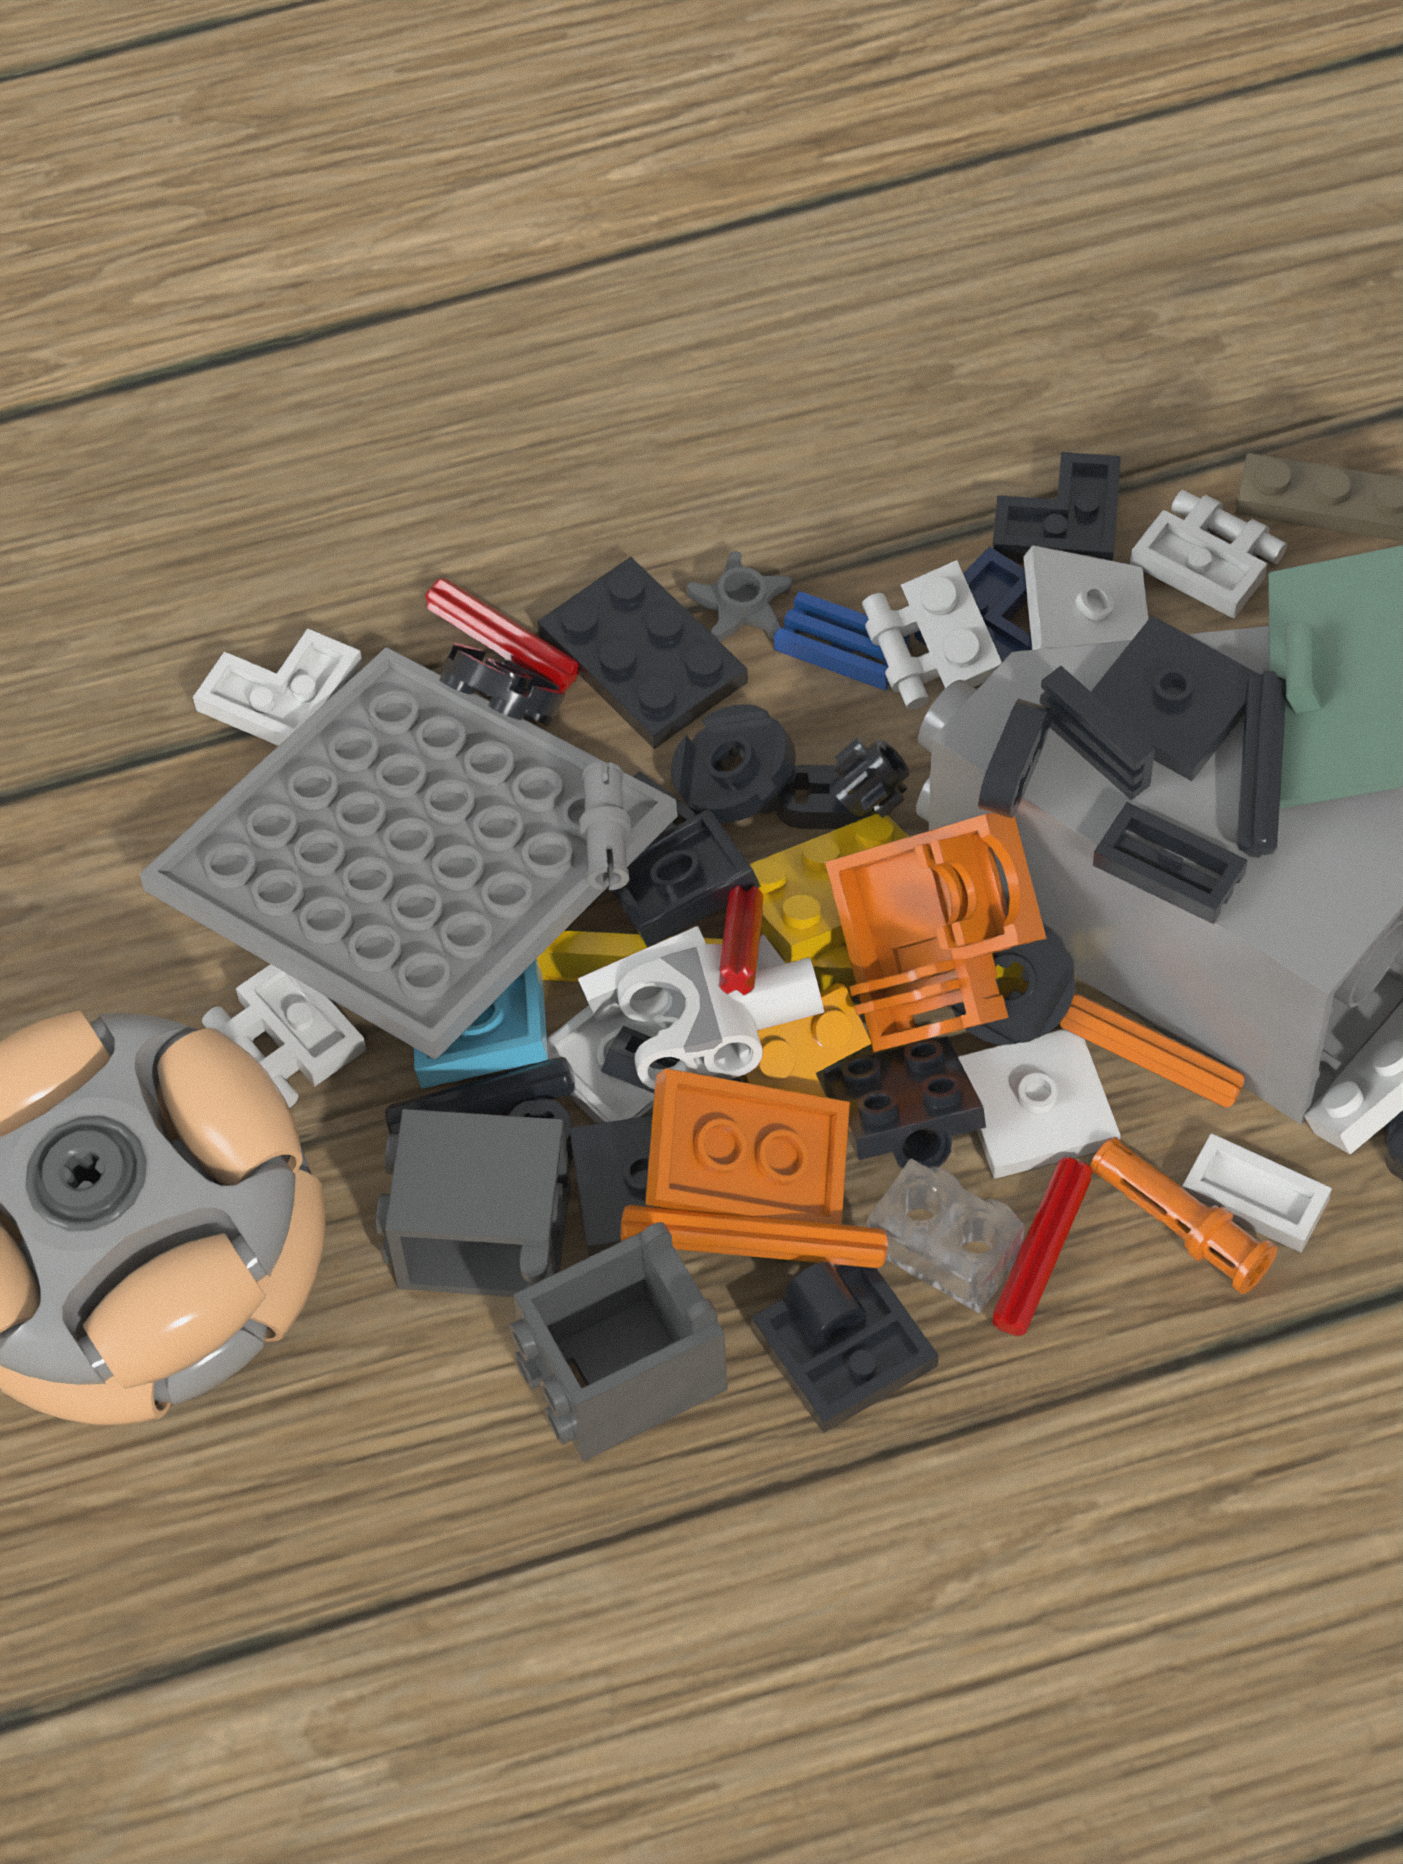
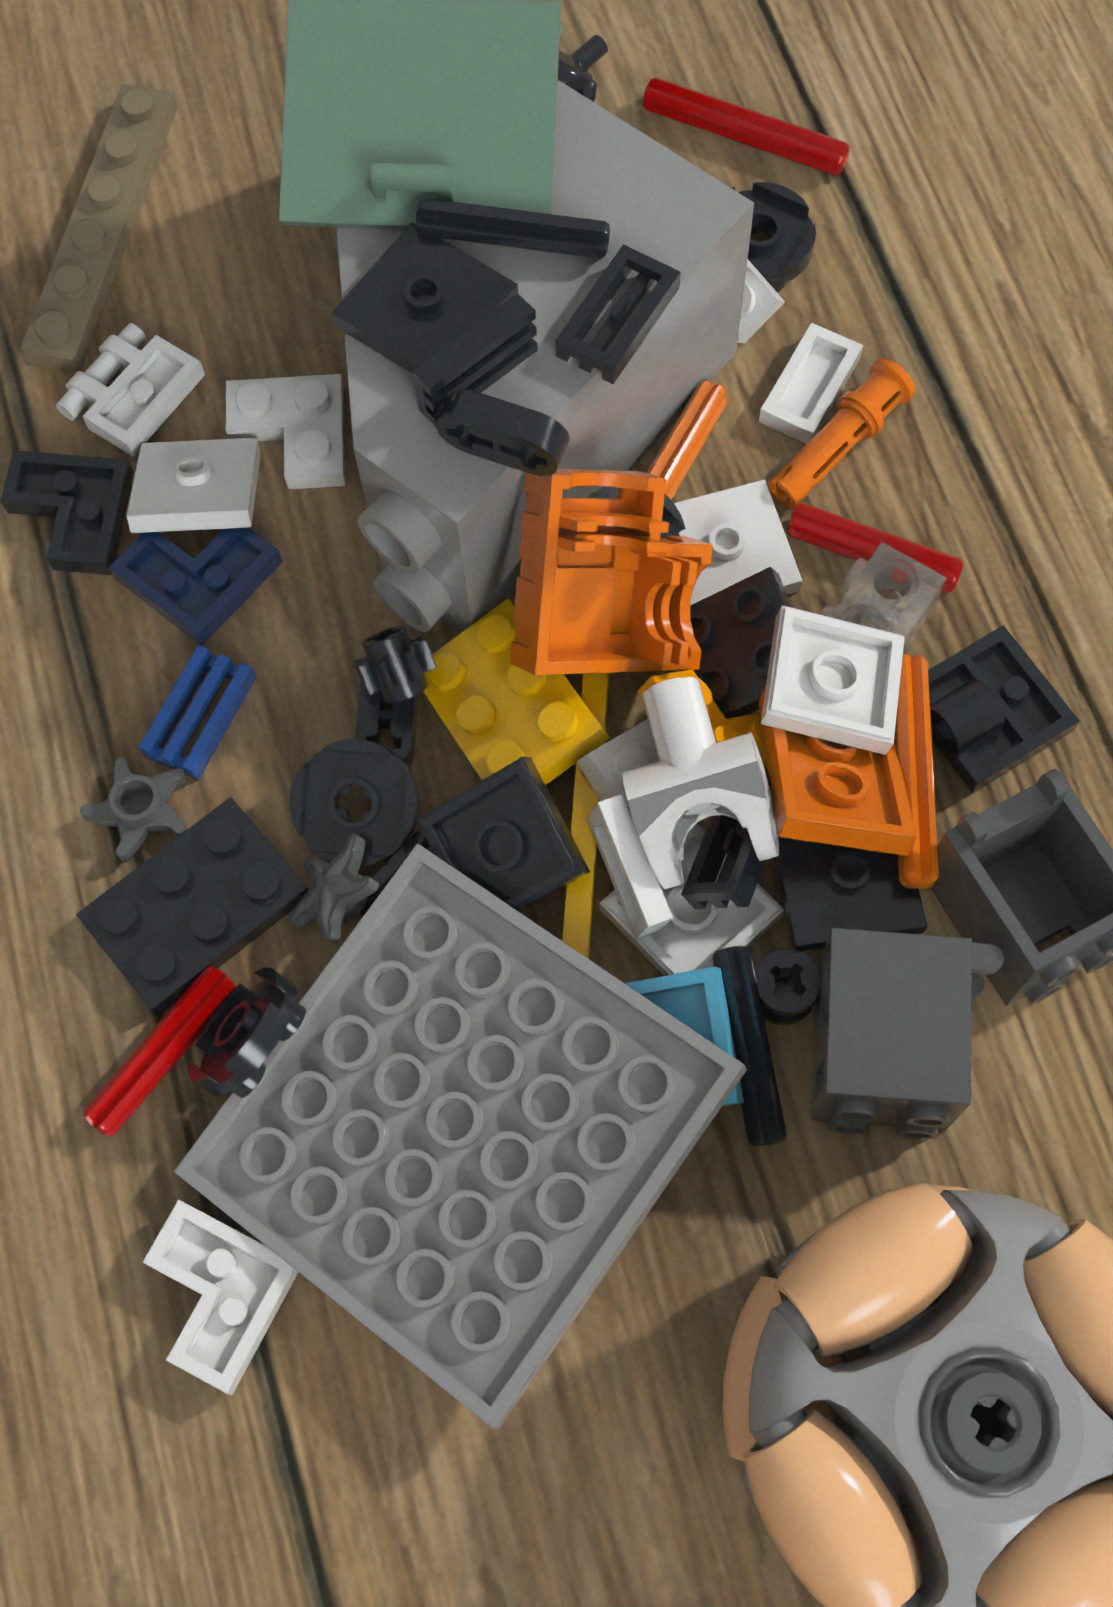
camera: 90 degrees left, 10 degrees up
(301, 1022) = (666, 1237): white plate -> none
(605, 826) = (465, 900): light grey pin -> none
(643, 753) = (335, 890): none -> dark grey animal
(741, 940) = (626, 754): red axle -> none
(844, 1151) = (833, 680): none -> white plate
(951, 629) = (216, 595): white plate -> none

